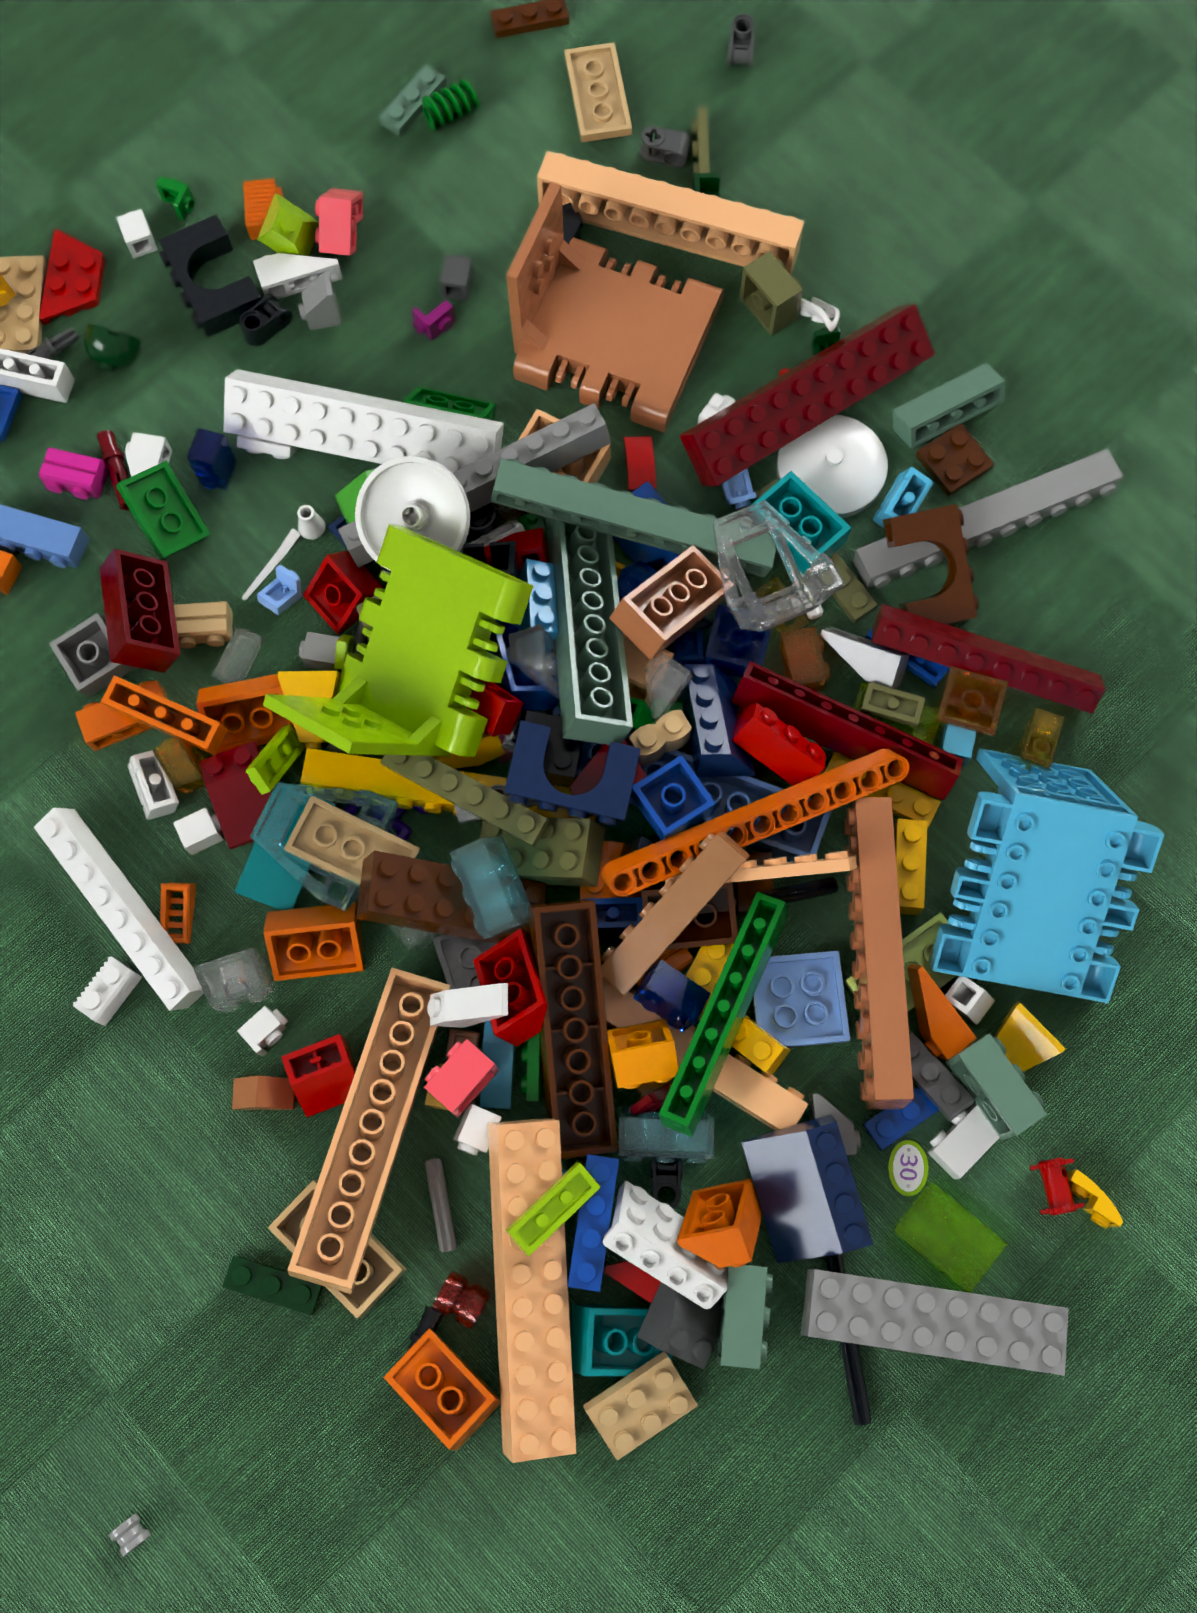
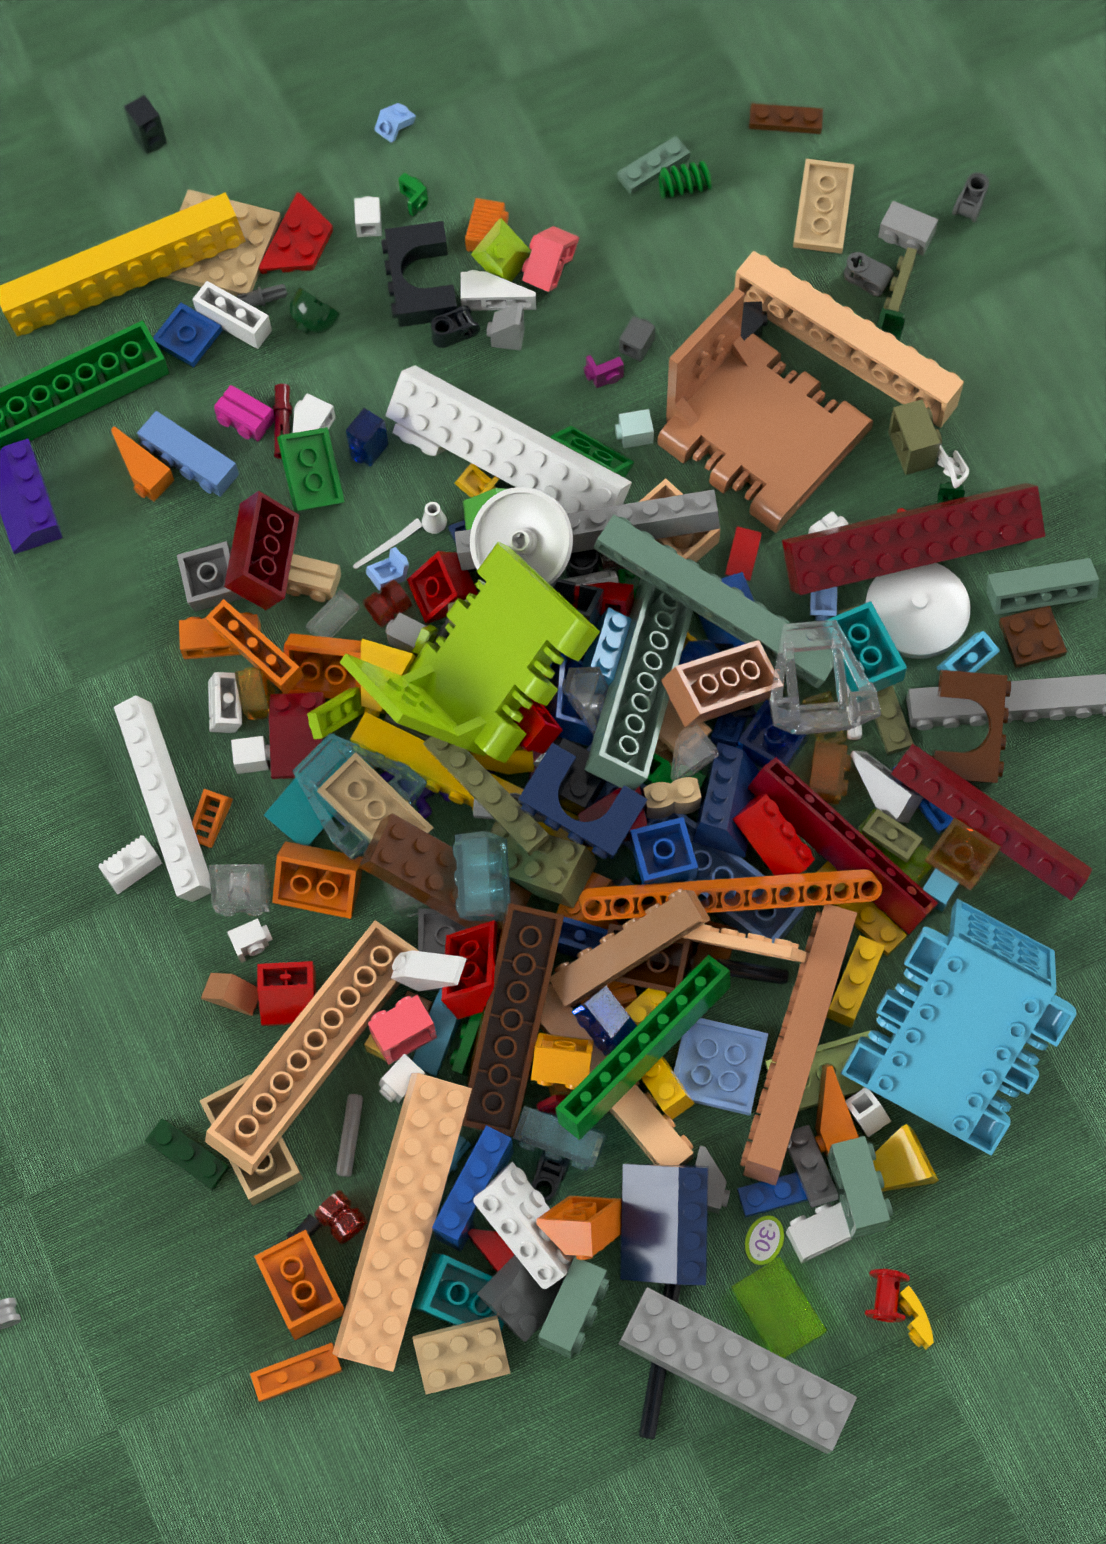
camera: 20 degrees right, 5 degrees down
(129, 129) = (392, 120): none -> light blue bracket
(291, 625) = (387, 603): none -> clear red wheel
(340, 472) = (475, 481): none -> yellow bracket
(469, 1487) = (295, 1372): none -> orange plate
(486, 369) = (635, 428): none -> light aqua brick
(553, 1208) = (441, 1157): lime plate -> none
(688, 88) = (907, 228): none -> light grey brick
(1041, 737) = (1015, 906): clear yellow slope -> none

